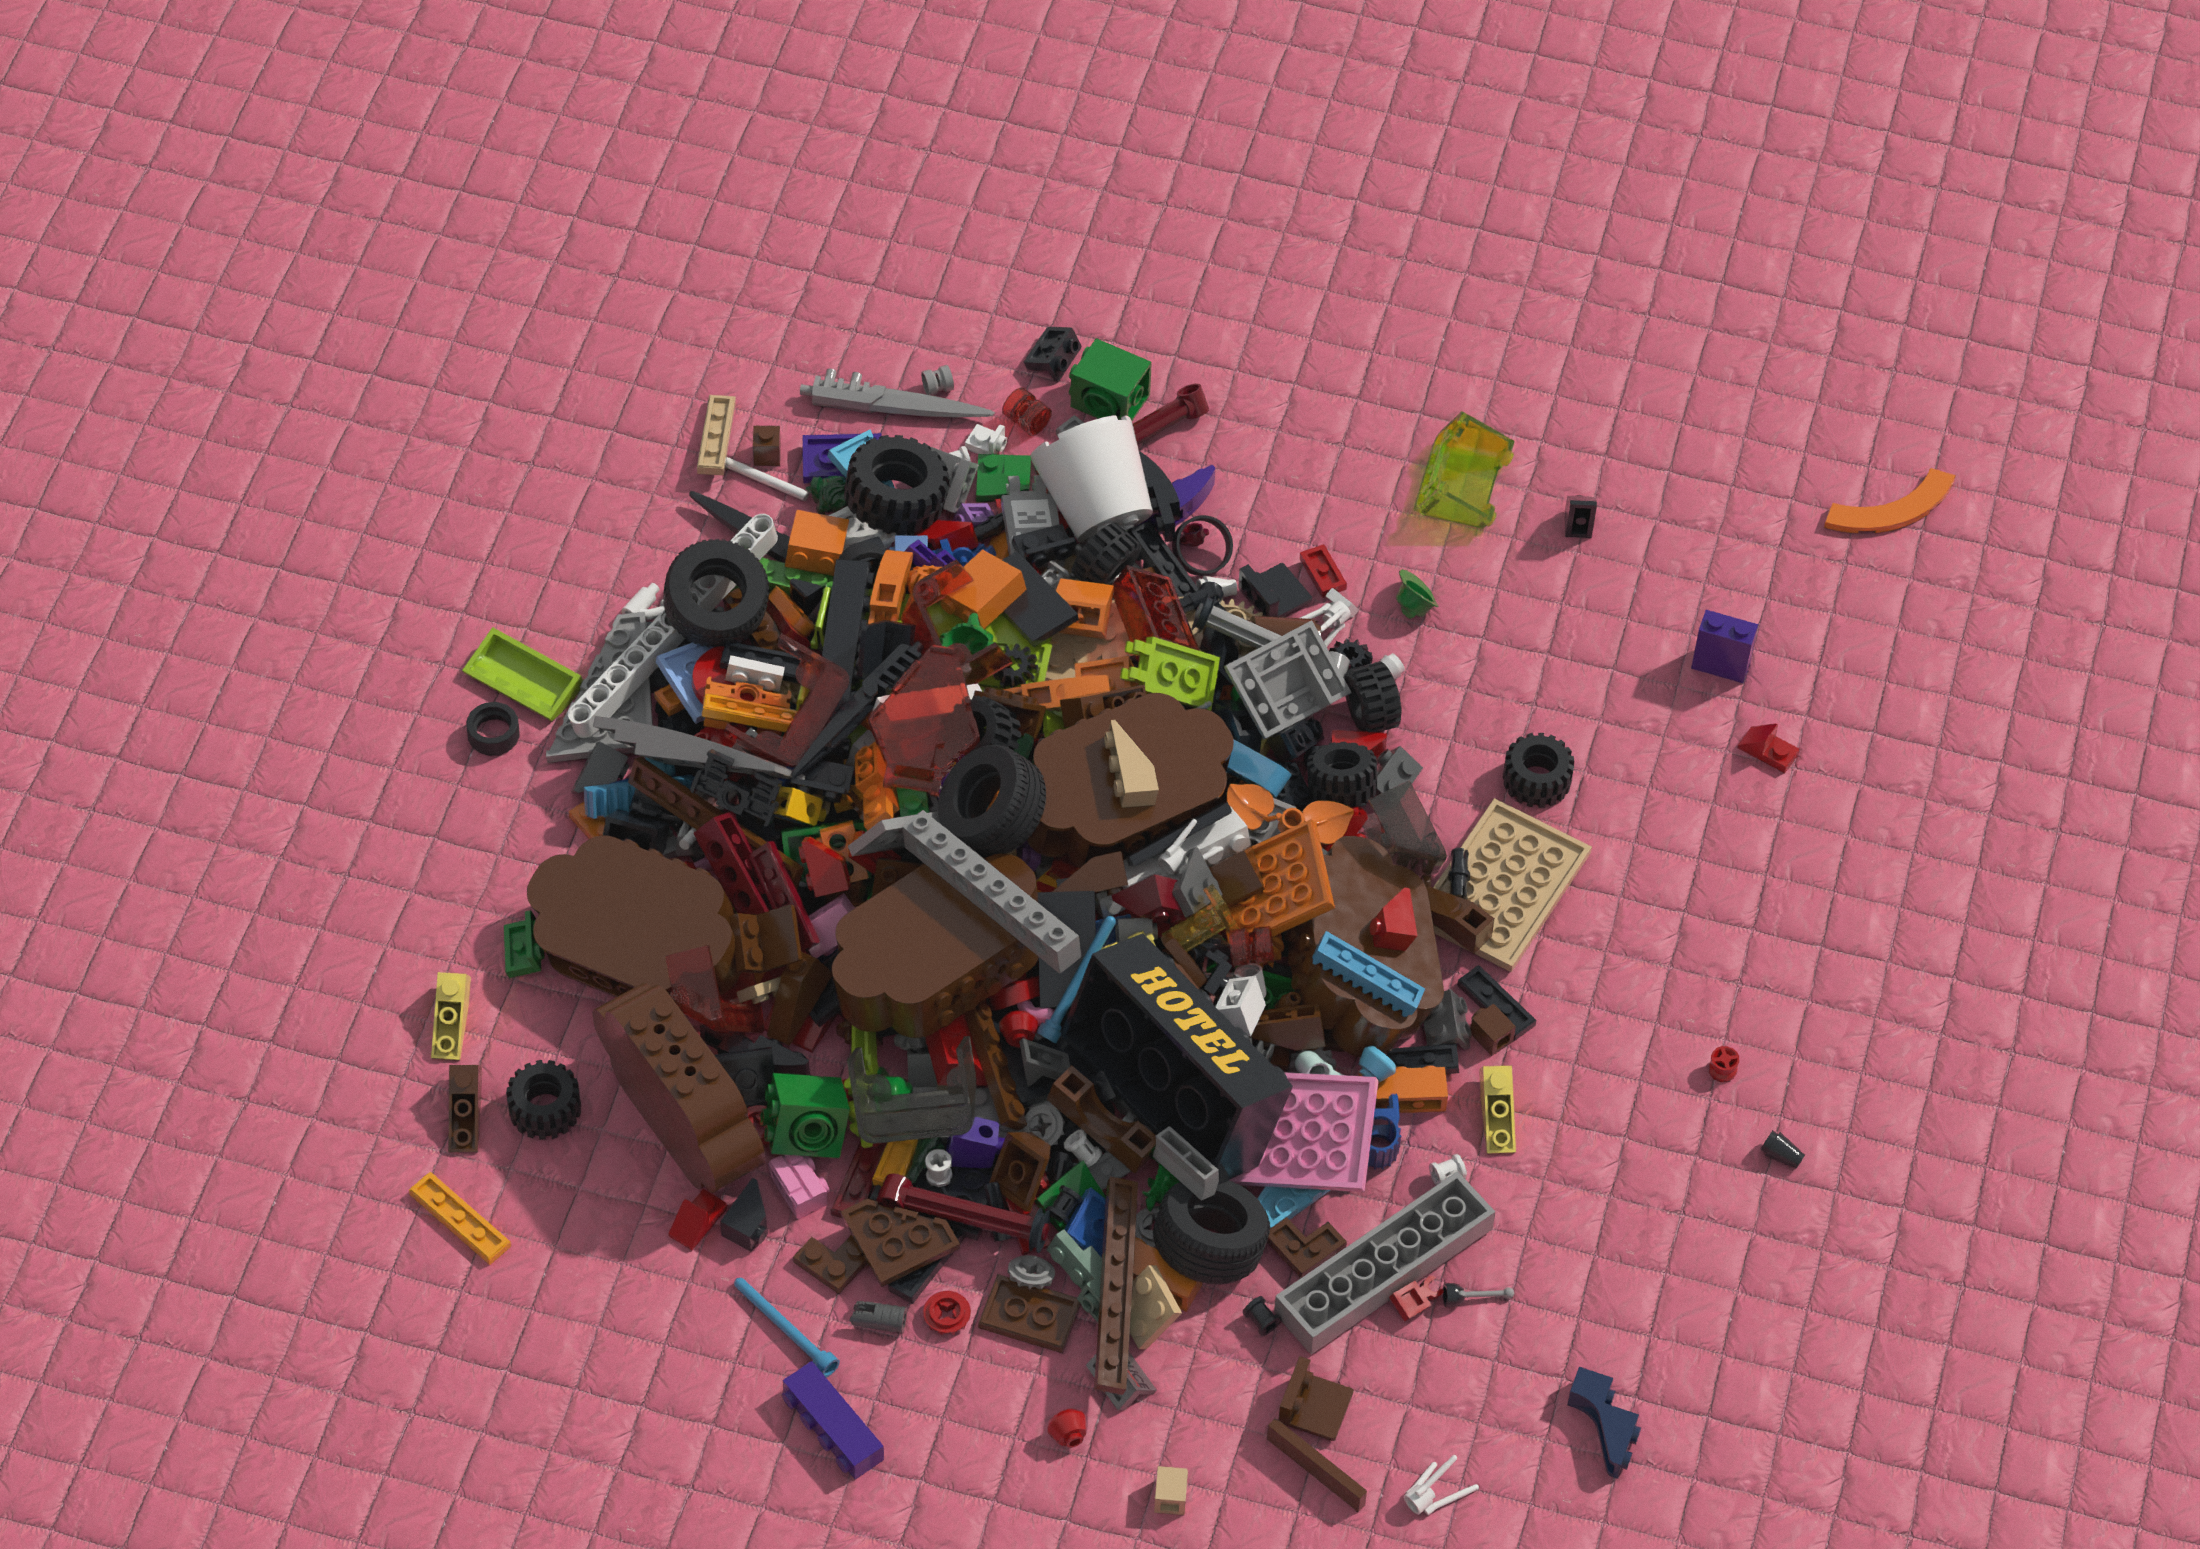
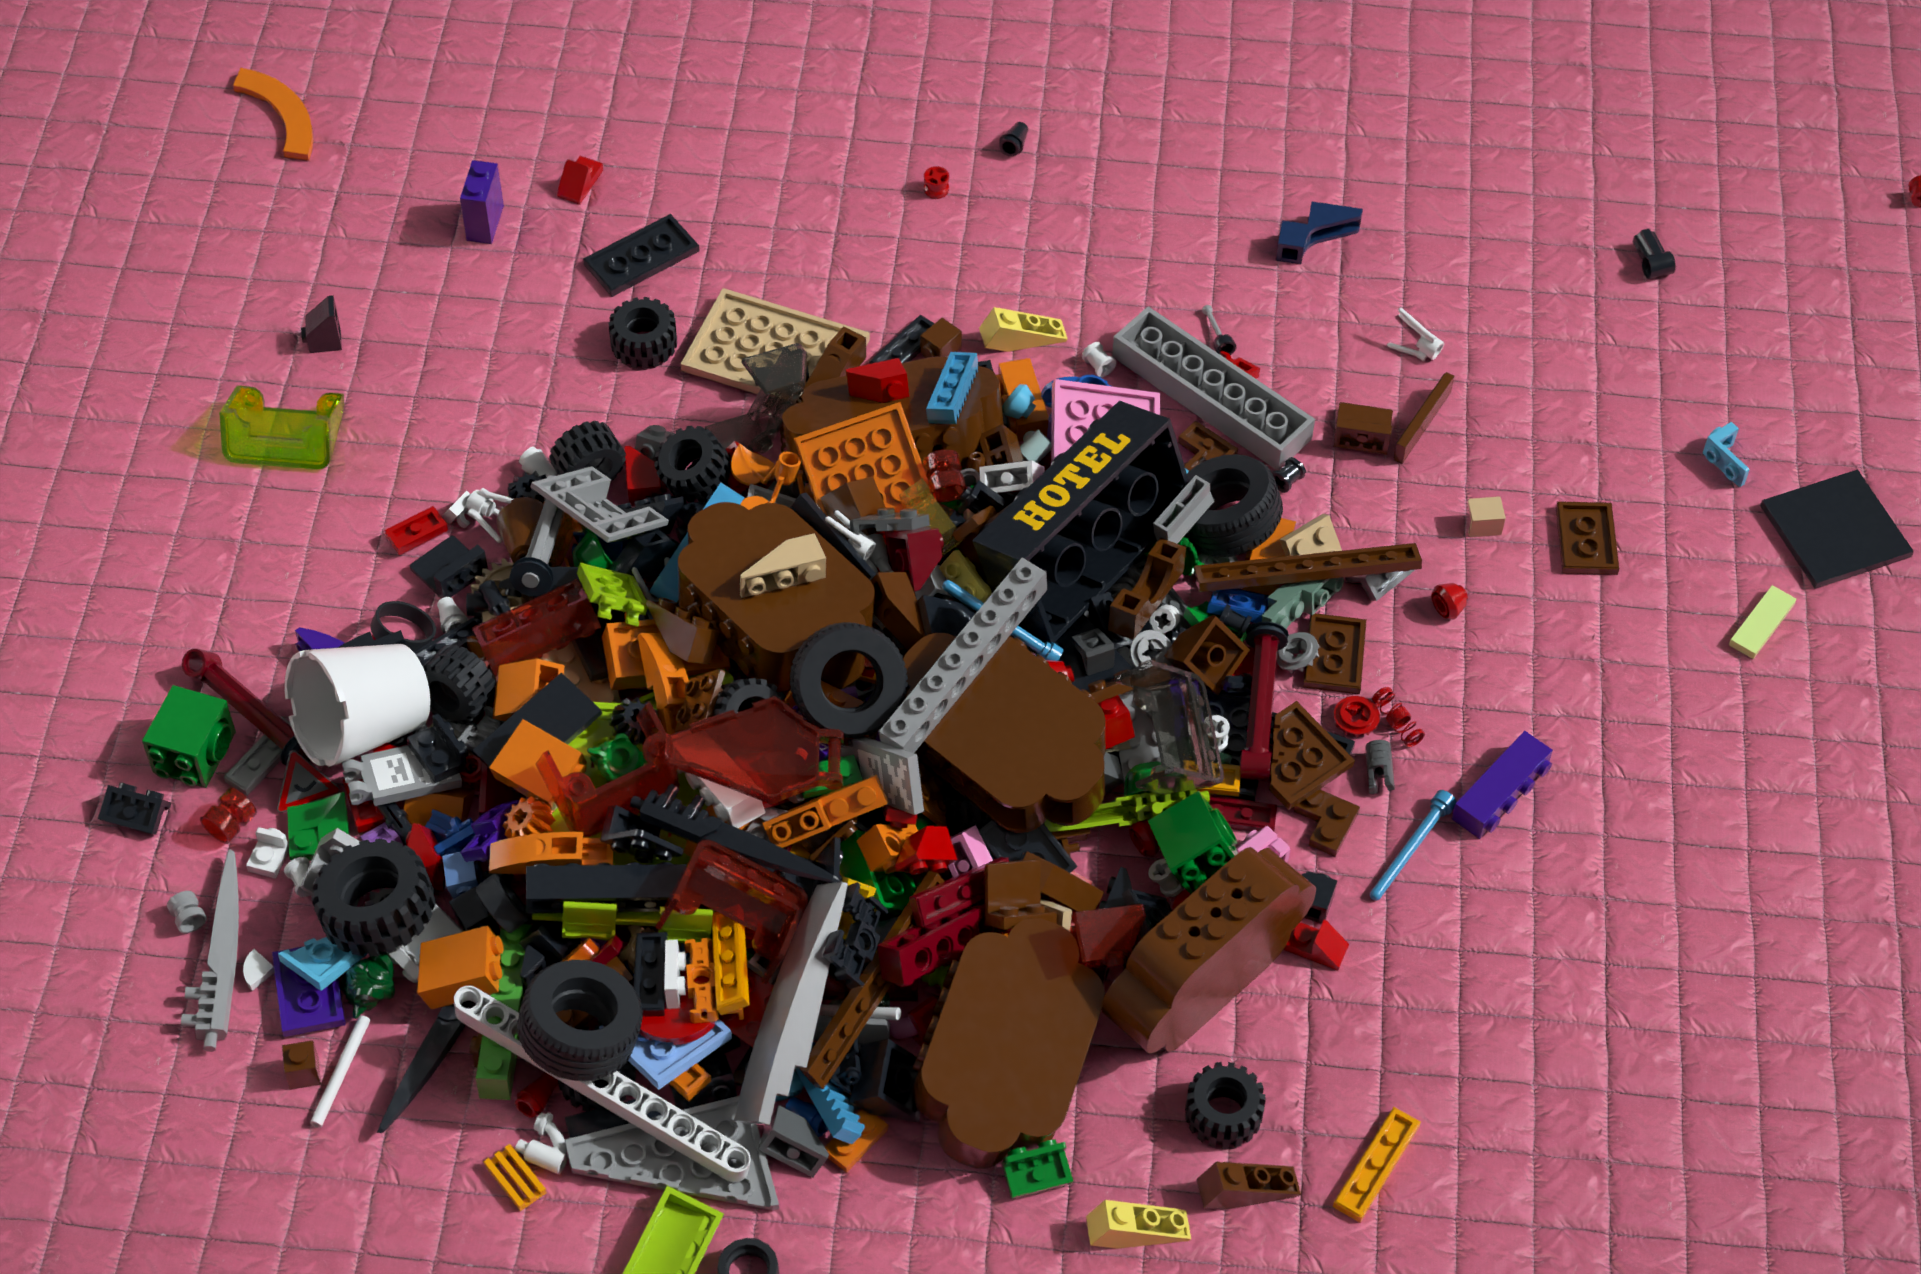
camera: 100 degrees left, 0 degrees up
(625, 581) = (500, 1158): none -> light orange tile
(716, 435) = (286, 1123): tan tile -> none
(873, 423) = (256, 969): none -> white tile
(935, 1347) = (1398, 717): none -> red piece
(1414, 596) = (445, 451): green piece -> none
(1656, 790) = (641, 255): none -> black tile

